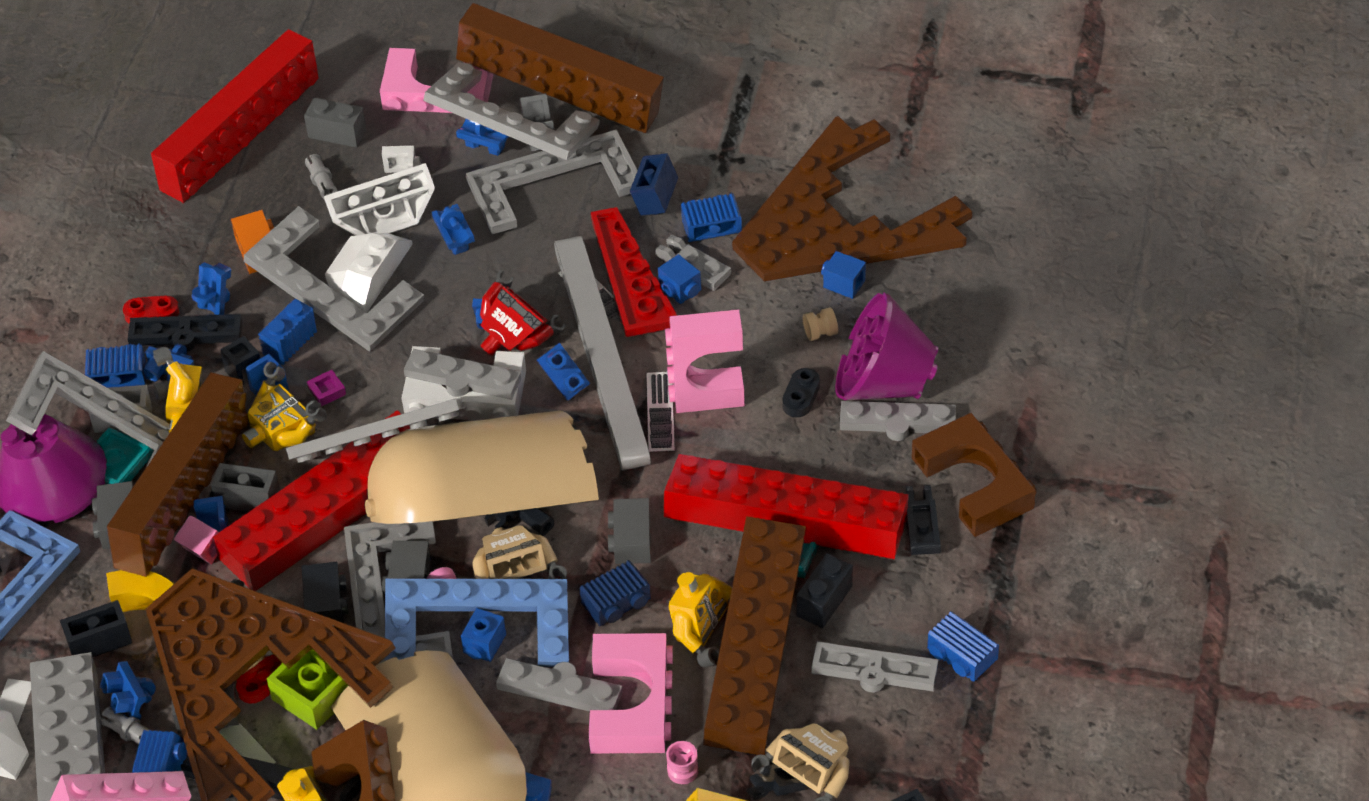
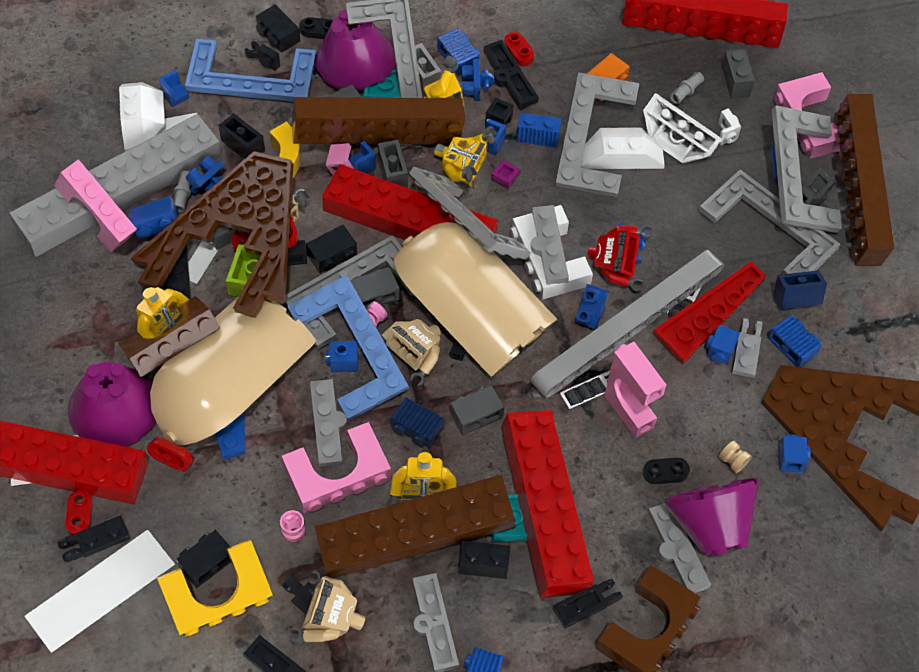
camera: 60 degrees right, 10 degrees up
(211, 288) = (547, 71): blue hips -> none
(454, 228) = (684, 183): blue hips -> none

